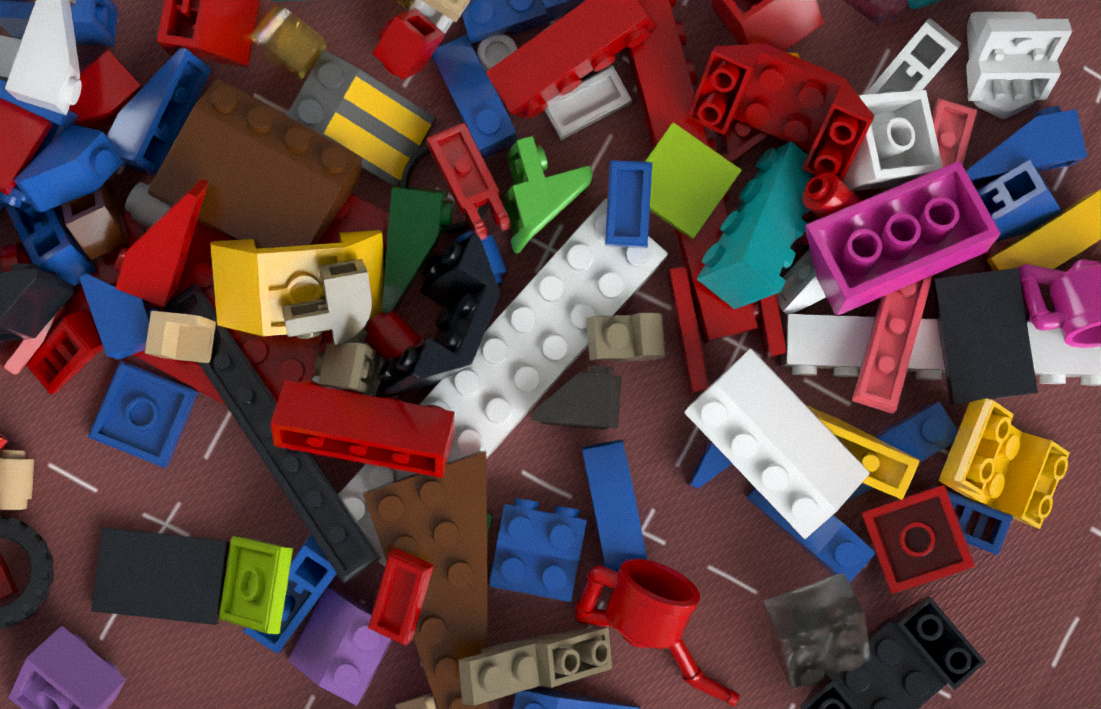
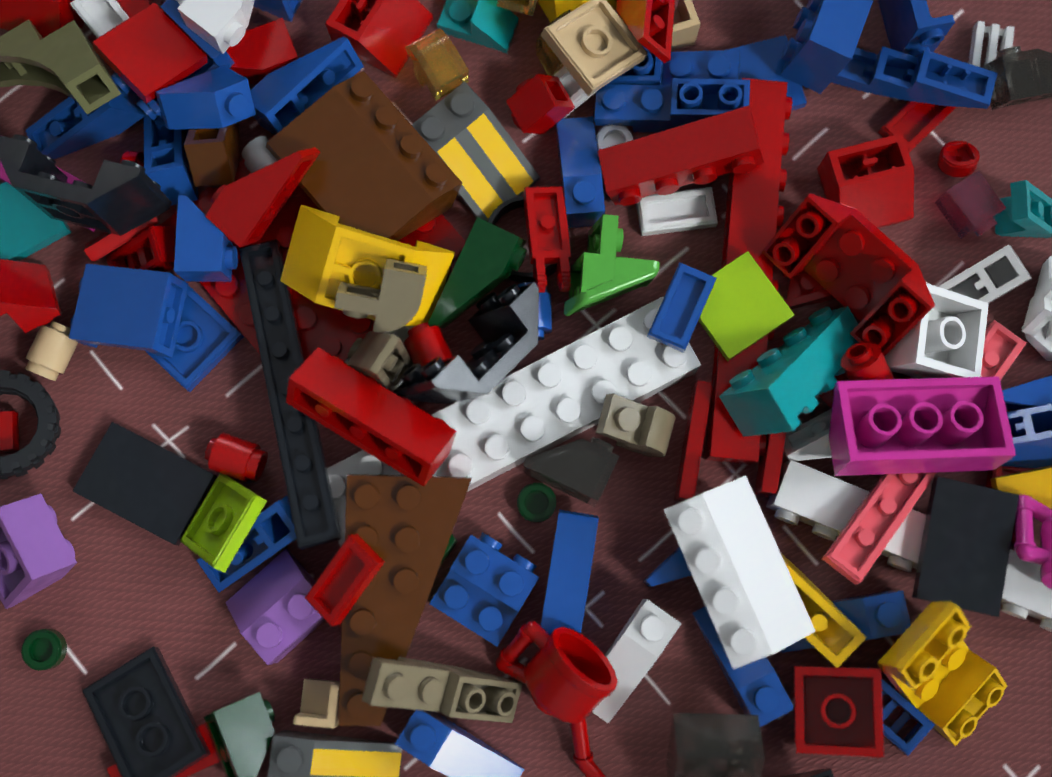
camera: 25 degrees right, 5 degrees down
(73, 409) = (128, 309): none -> blue panel
(180, 337) = (243, 278): tan panel -> none
(241, 516) = (236, 457): none -> red brick
(556, 447) = (536, 502): none -> dark green tile
(706, 556) = (636, 652): none -> white slope

